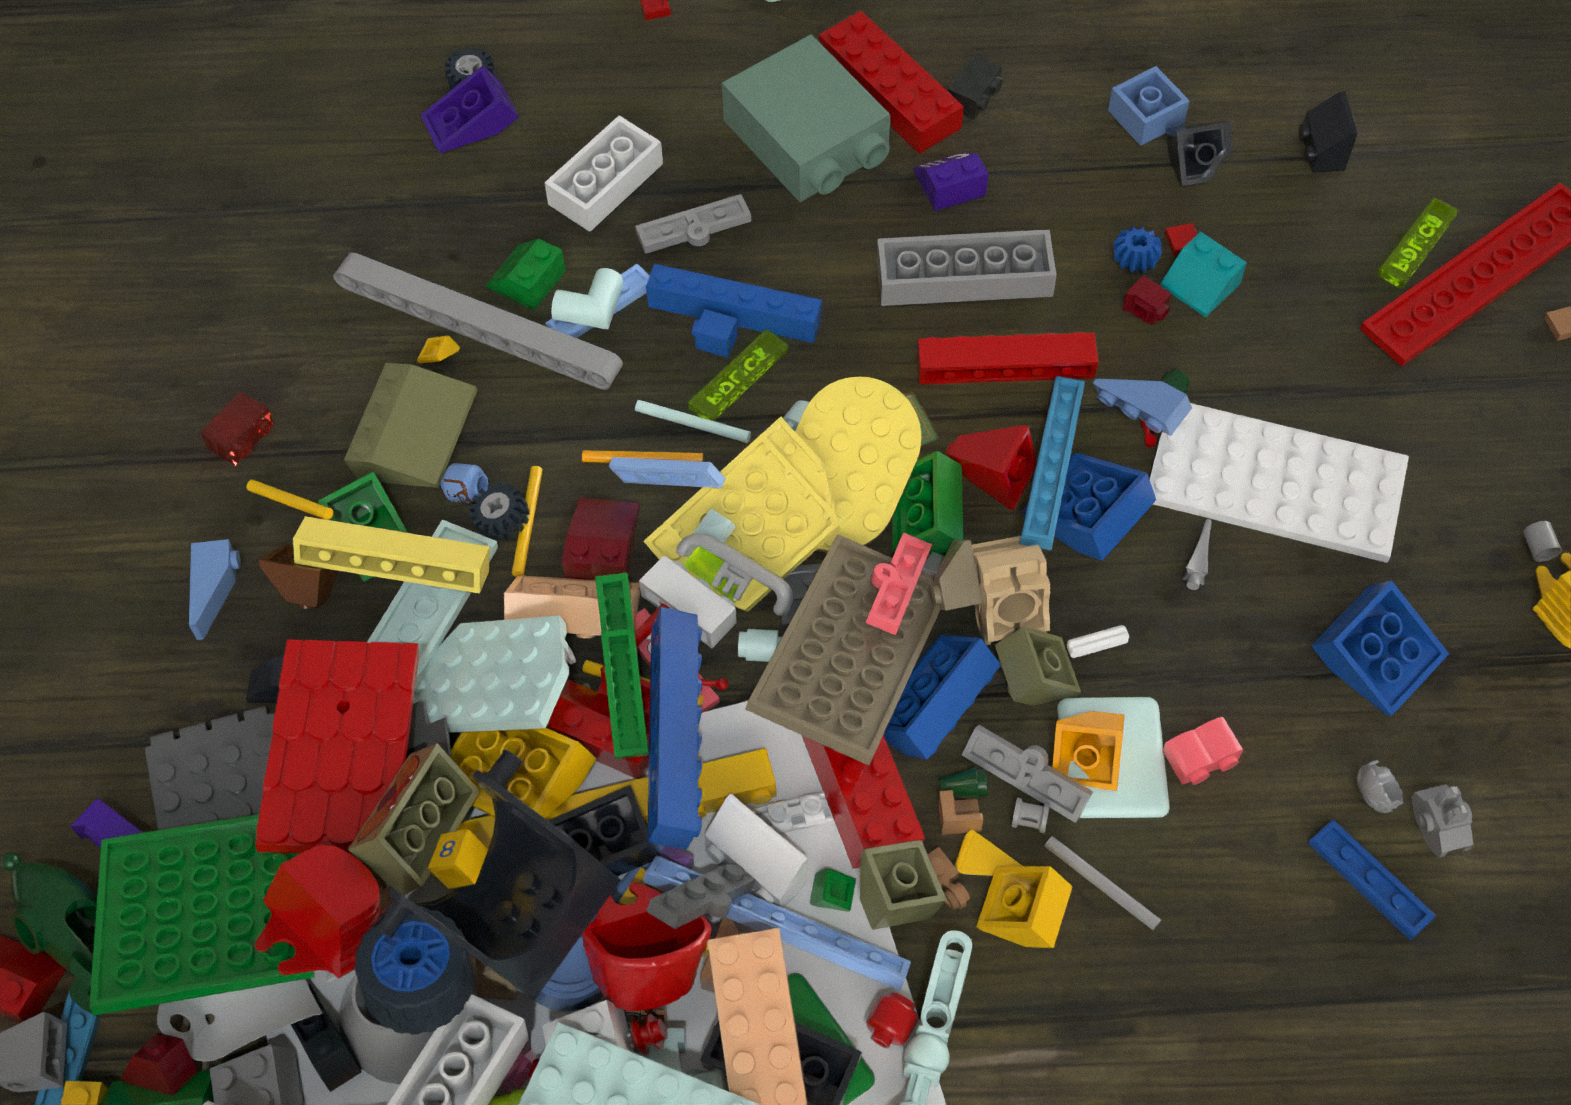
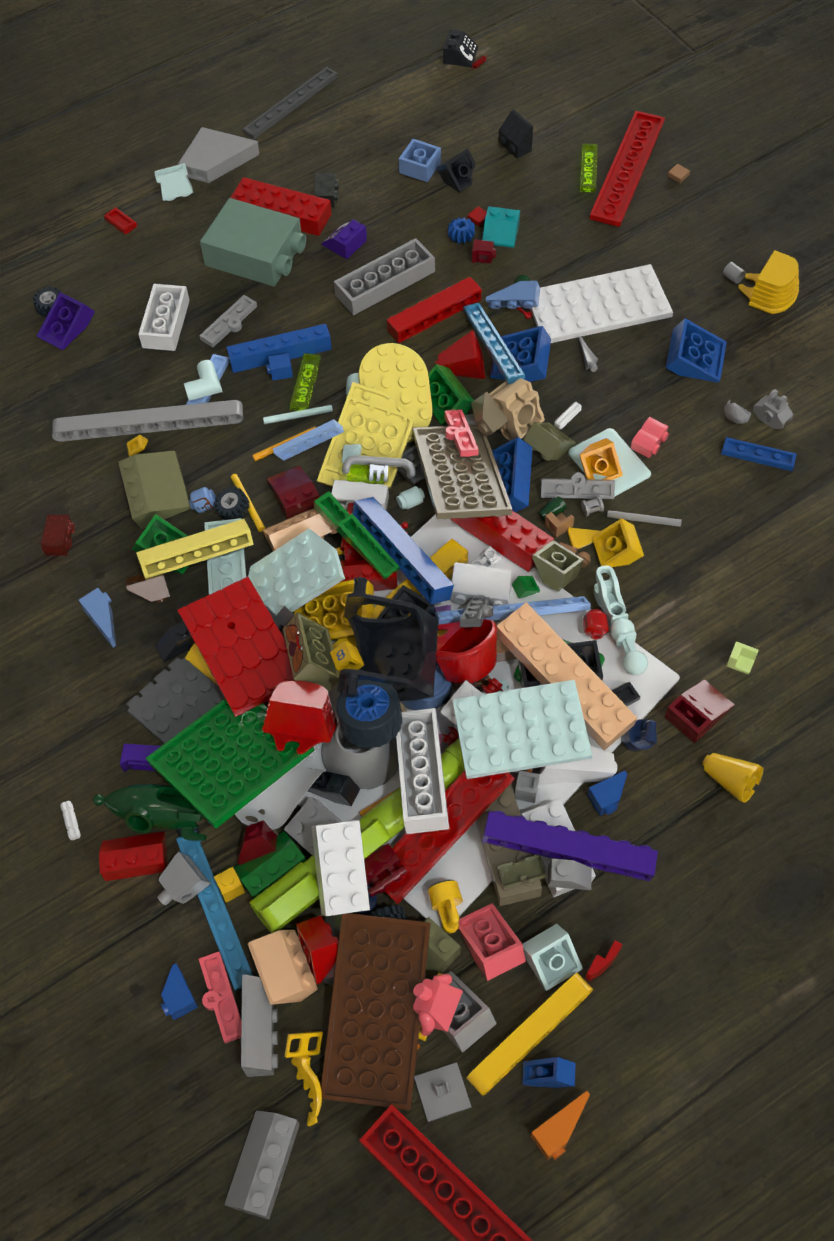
camera: 30 degrees left, 0 degrees up
(290, 499) = (116, 552): yellow bar -> none
(529, 273) = (157, 384): green slope -> none

